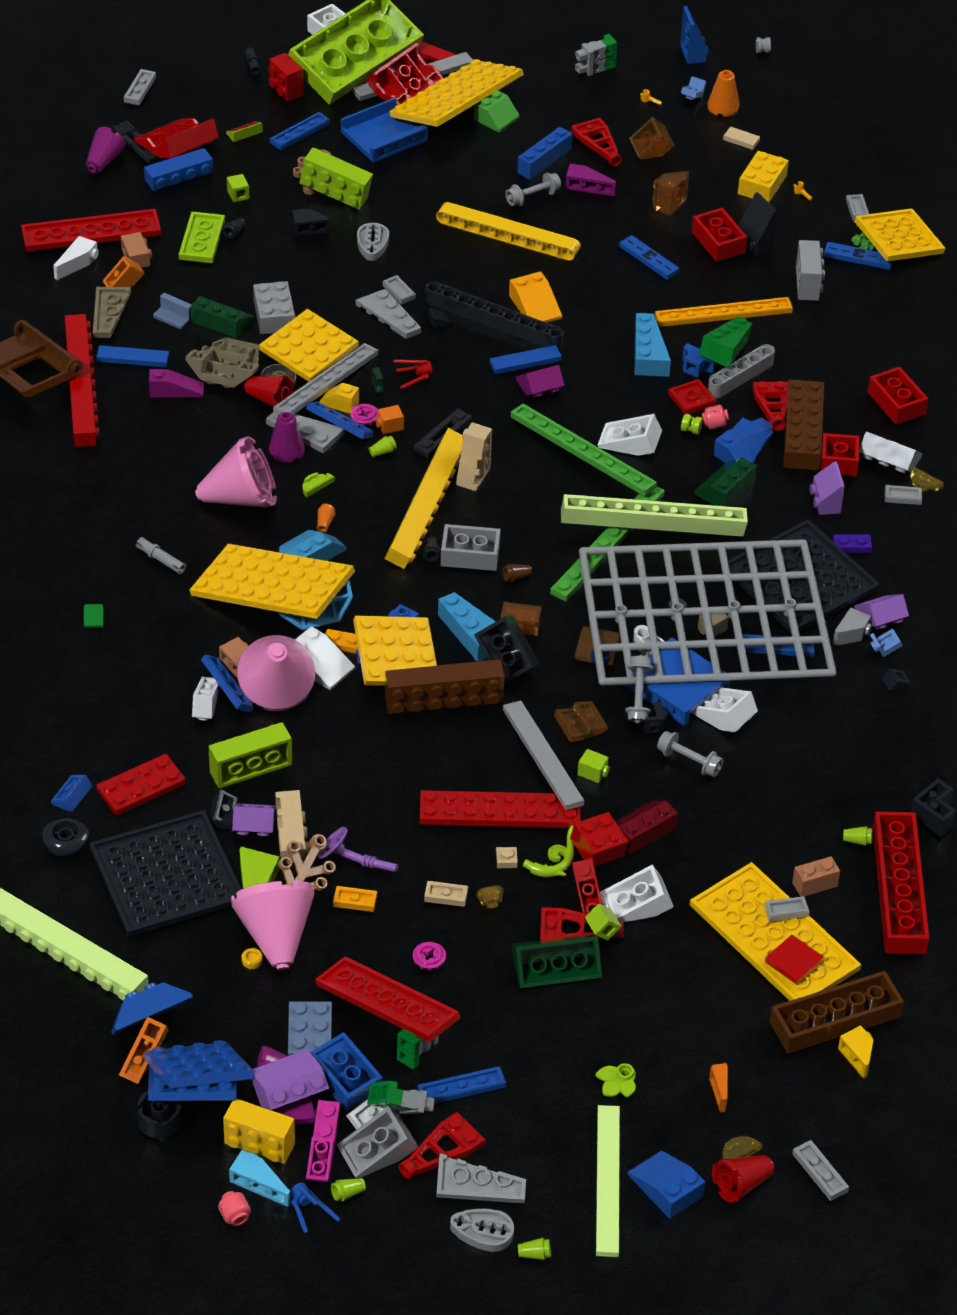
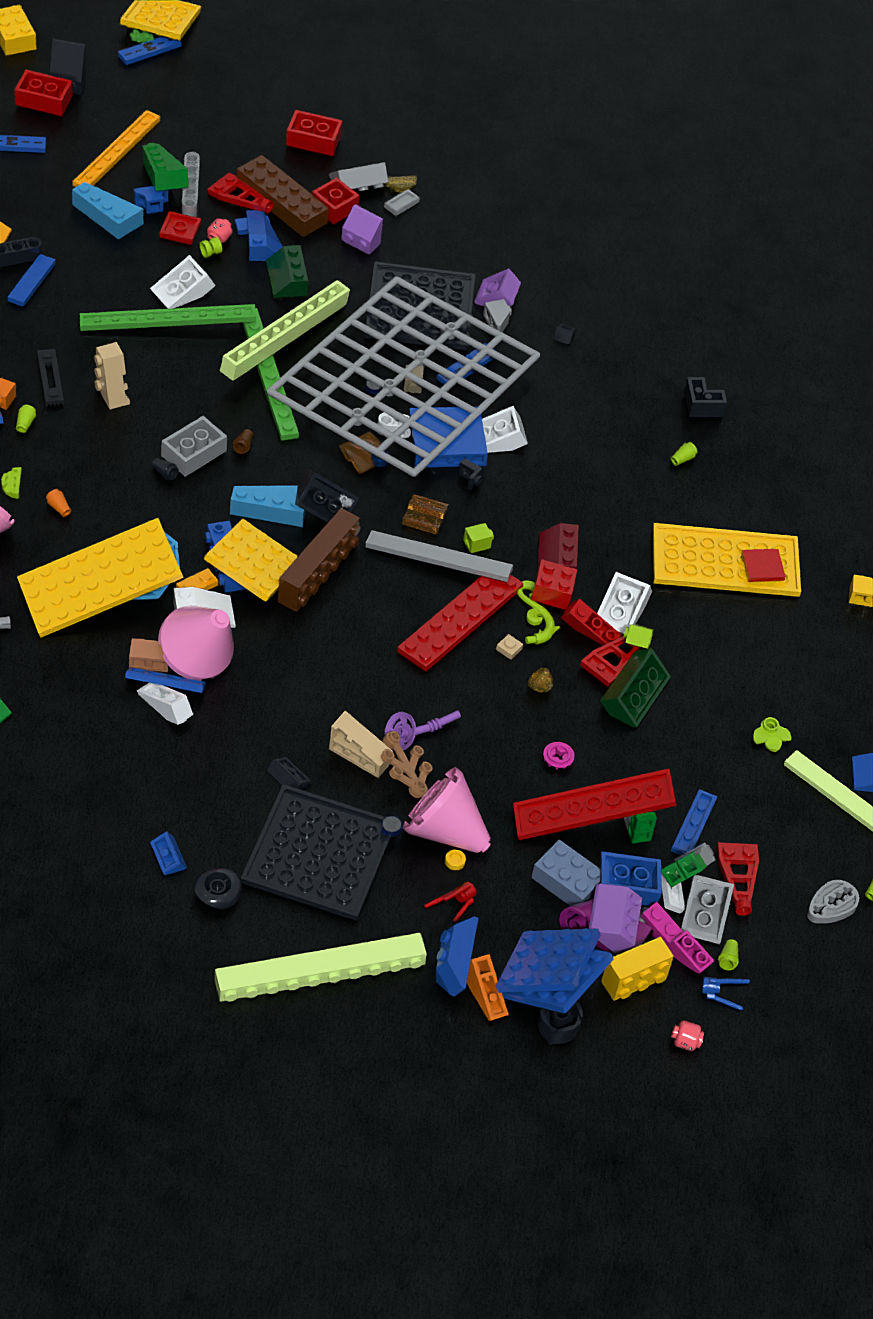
camera: 55 degrees left, 5 degrees up
(141, 784) = (208, 805): red plate -> none
(222, 981) = (463, 894): none -> red plant
(230, 891) = (391, 826): none -> tile
(250, 755) = (262, 716): lime brick -> none
(254, 818) = (322, 759): medium lavender slope -> none
(255, 1175) = (672, 1000): medium azure slope -> none
(257, 867) = (379, 797): lime slope -> none
(313, 545) = (80, 532): dark azure wedge -> none
(355, 898) = (463, 757): light orange plate -> none
(425, 500) = (112, 433): yellow brick -> none
(446, 893) = (511, 703): tan plate -> none
(474, 1182) = (792, 876): light grey wing -> none
(526, 616) = (292, 470): clear orange brick -> none
(541, 380) = (67, 287): magenta slope -> none
(640, 665) = (456, 479): light grey piece -> none
(668, 743) = (501, 482): light grey piece -> none
(719, 1083) = (831, 684): orange slope -> none
(786, 909) = (715, 536): light grey tile -> none
(800, 190) = (44, 24): light orange hand -> none
(809, 270) = (141, 79): light grey brick -> none
(816, 876) = (700, 501): nougat brick -> none
(836, 1011) = (828, 579): reddish brown brick -> none
(853, 543) = (418, 257): dark purple plate -> none
(856, 205) = (101, 13): light grey tile -> none
(886, 643) = (530, 311): medium blue bracket -> none
(900, 883) = (750, 464): red brick -> none

